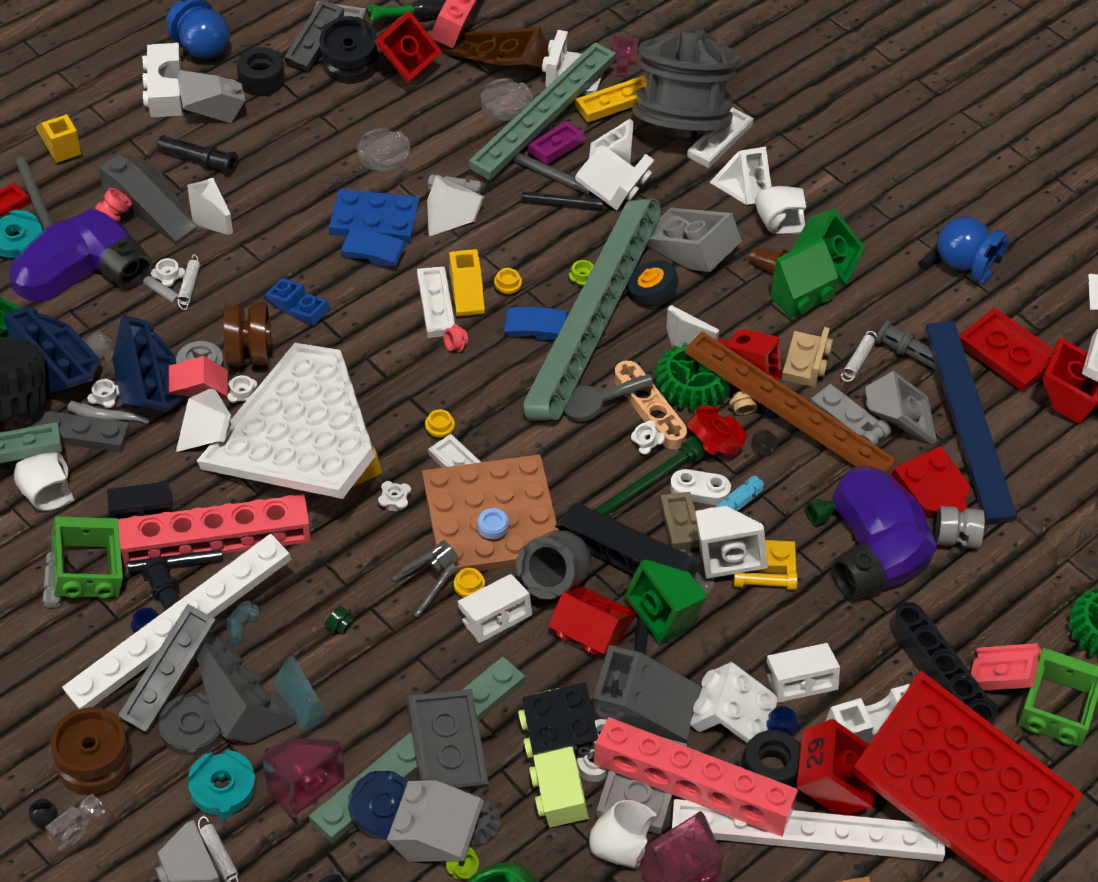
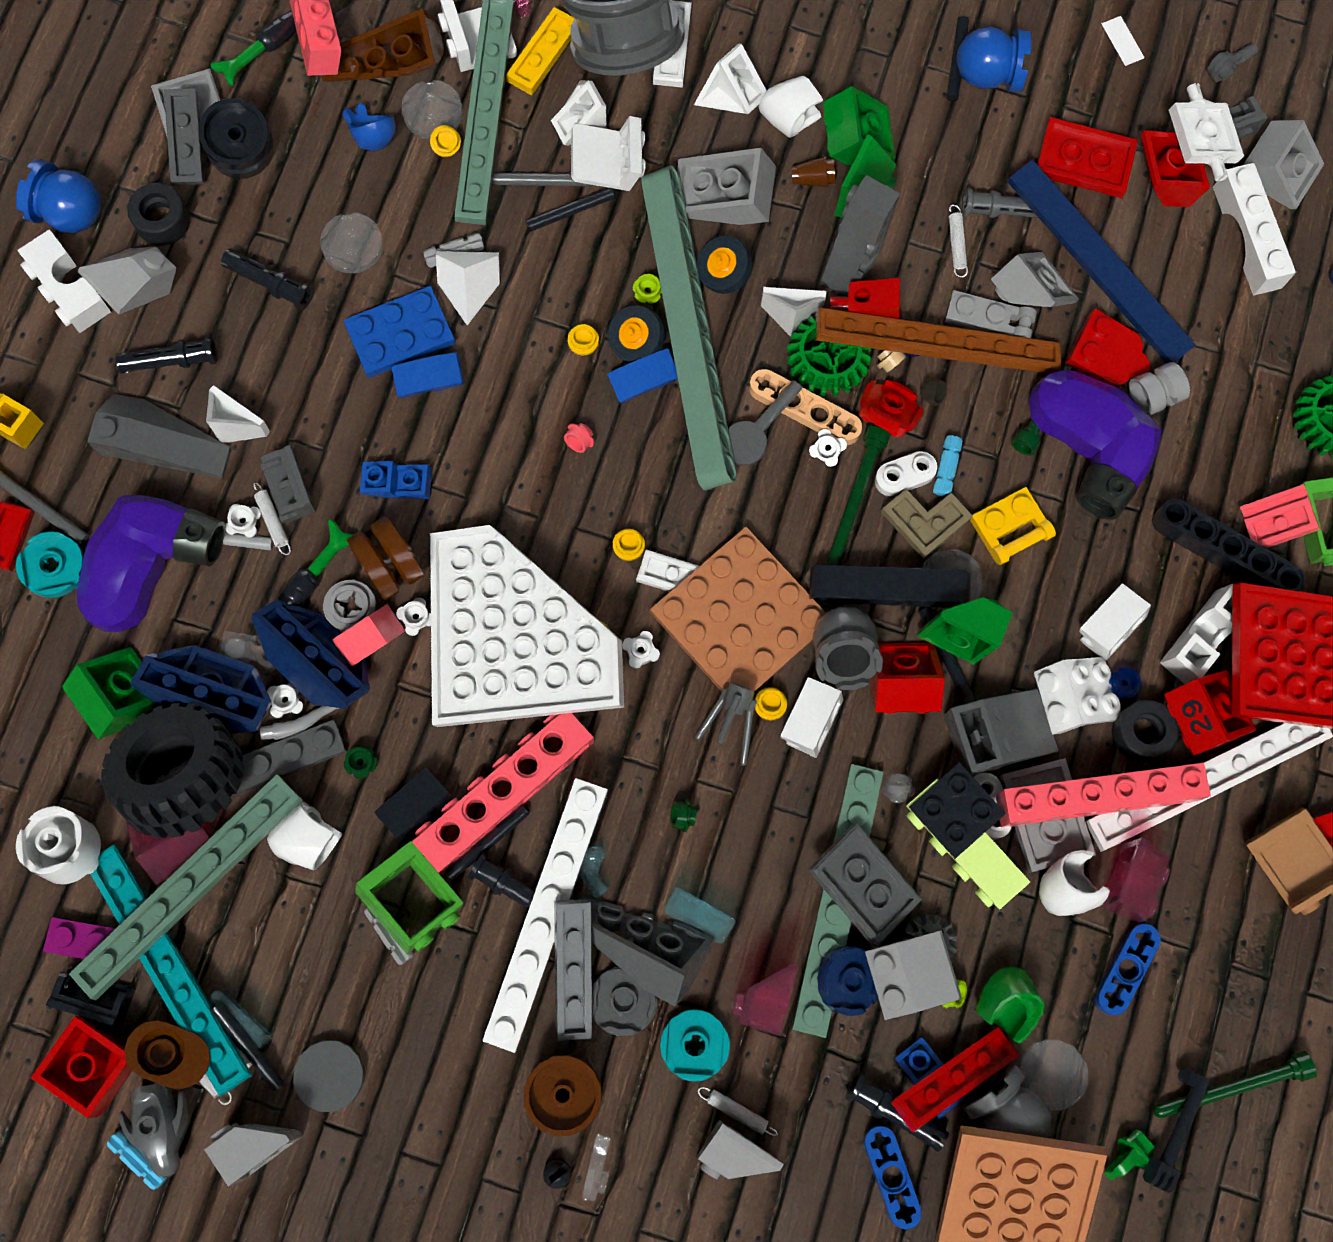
camera: 35 degrees left, 25 degrees up
(114, 203) = (132, 475): coral wheel -> none
(123, 453) = (352, 757): none -> dark green plate
(142, 617) = (501, 921): clear blue plate -> none
(180, 328) = (305, 580): none -> piece
(204, 421) = (413, 678): white slope -> none
(218, 266) = (287, 485): none -> dark grey hinge
(310, 147) = (279, 284): none -> black pin
(407, 45) = (297, 104): red slope -> none
(435, 300) = (528, 402): white tile -> none
(450, 89) = (370, 131): none -> blue piece
(466, 282) = (550, 368): yellow slope -> none
(493, 523) = (757, 633): light blue tile -> none
(499, 118) = (445, 141): none -> yellow plate
(526, 688) = (898, 787): none -> clear plate
(550, 290) = (636, 333): none -> black wheel
(556, 142) = (521, 140): magenta plate -> none
(730, 542) = (986, 535): white slope -> none
(770, 292) = (860, 234): none -> dark grey wedge
(805, 358) = (916, 268): tan bracket -> none

